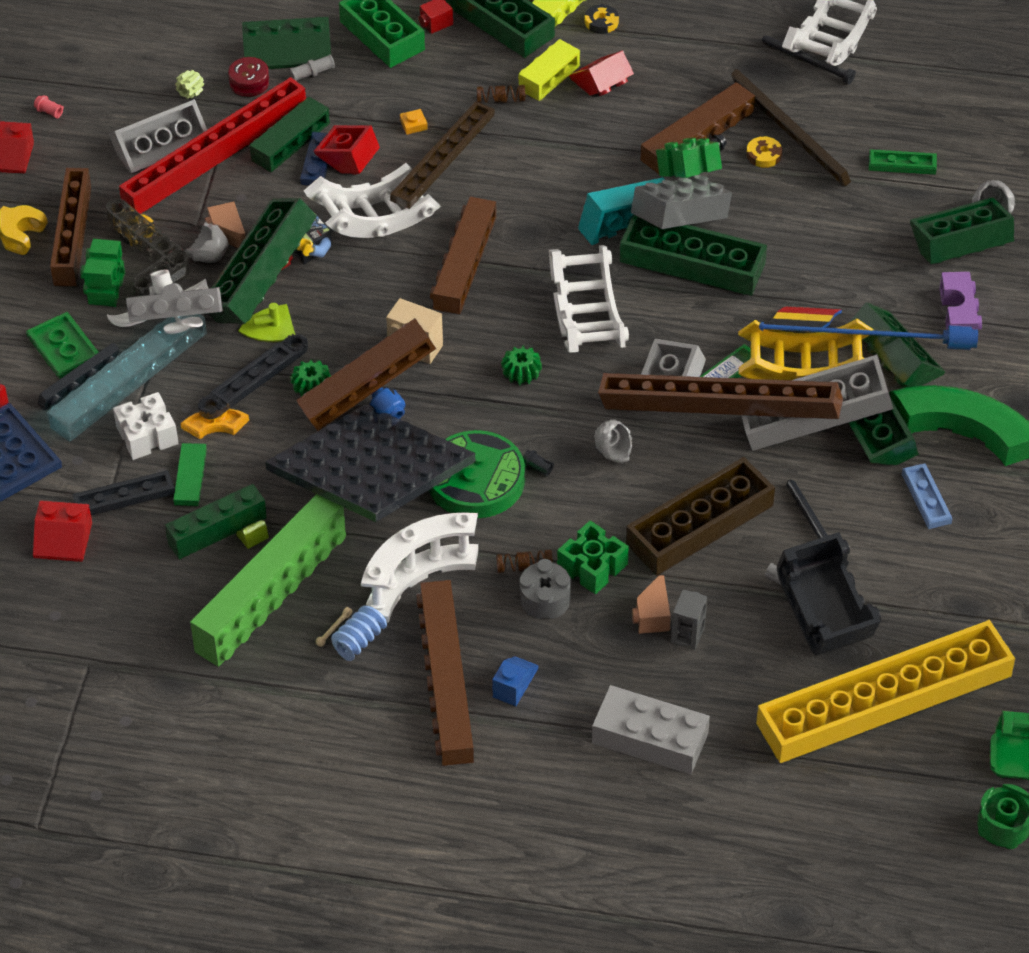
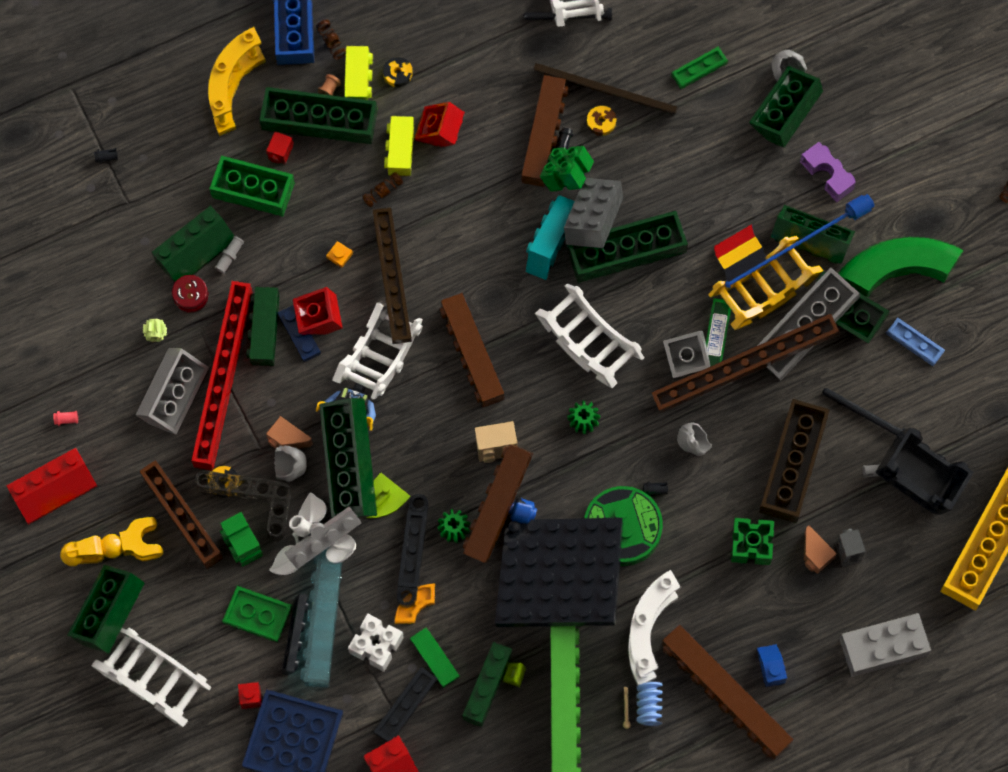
camera: 35 degrees left, 20 degrees up
(523, 560) = (707, 572): reddish brown piece -> none
(545, 590) = (751, 585): dark grey brick -> none

